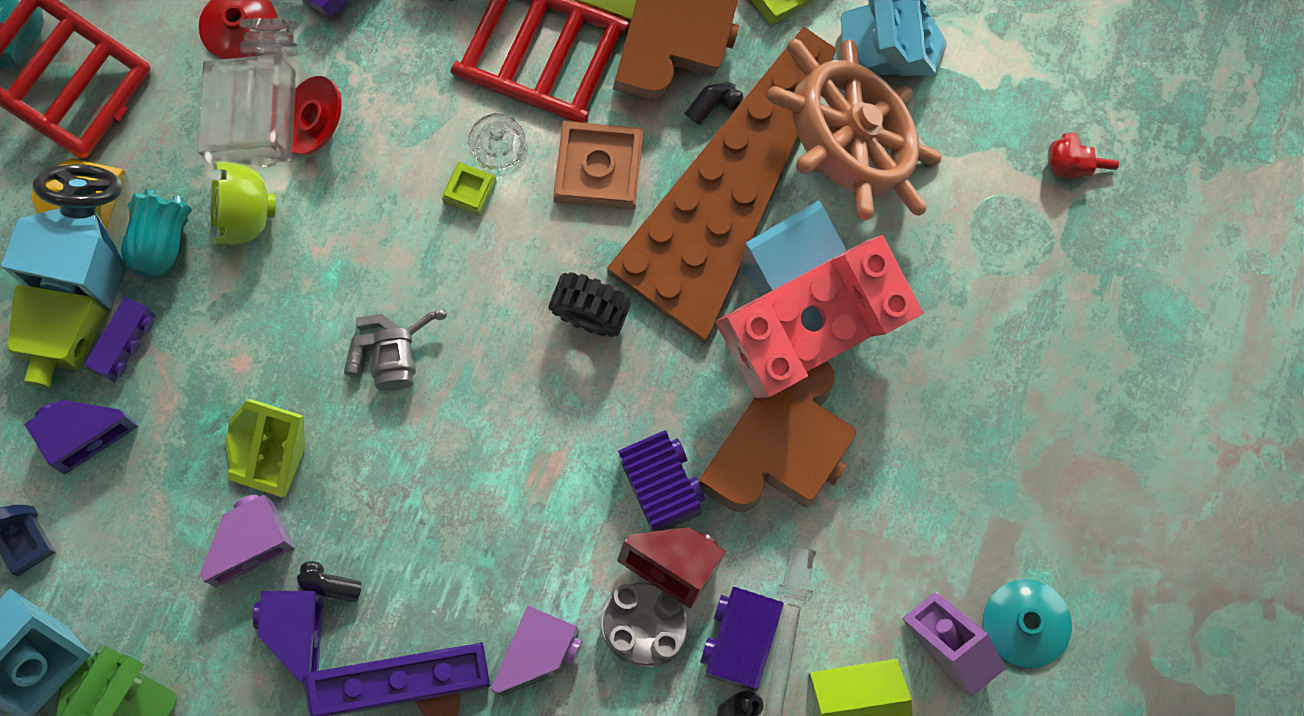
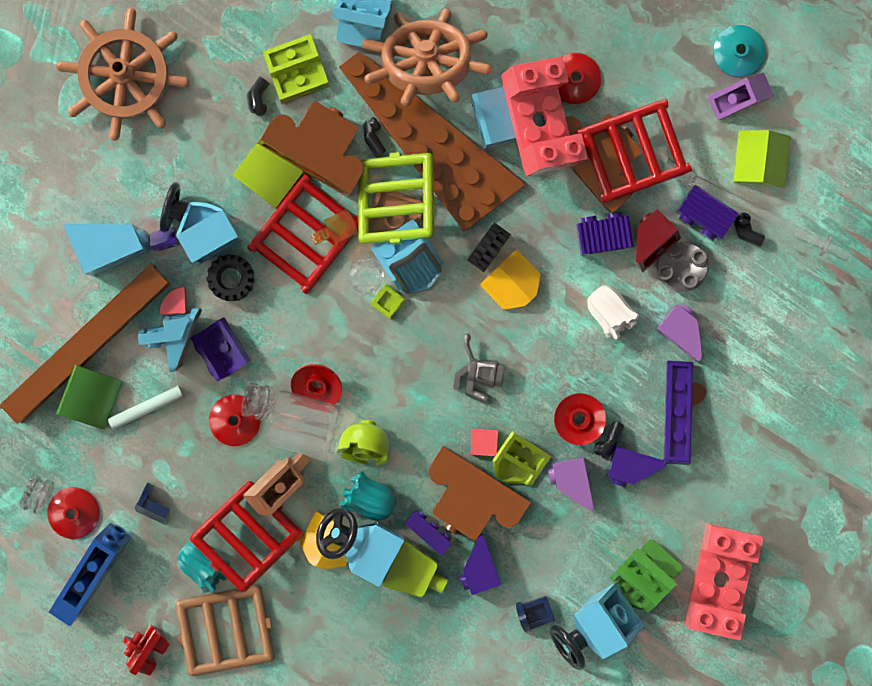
camera: 75 degrees left, 15 degrees up
(144, 94) = (277, 484): none -> nougat hinge
(190, 388) = (472, 496): none -> dark orange brick
(283, 386) = (484, 442): none -> coral tile
(336, 508) = (593, 422): none -> red dish
(539, 526) = (611, 311): none -> white piece
(540, 196) = (410, 265): none -> medium azure piece
(549, 363) = (513, 282): none -> yellow slope
(557, 81) = (338, 227): none -> clear orange plate
(621, 188) = (425, 208): none -> lime bar
(778, 533) = (657, 176): none -> red bar
(894, 394) = (590, 81): none -> red dish

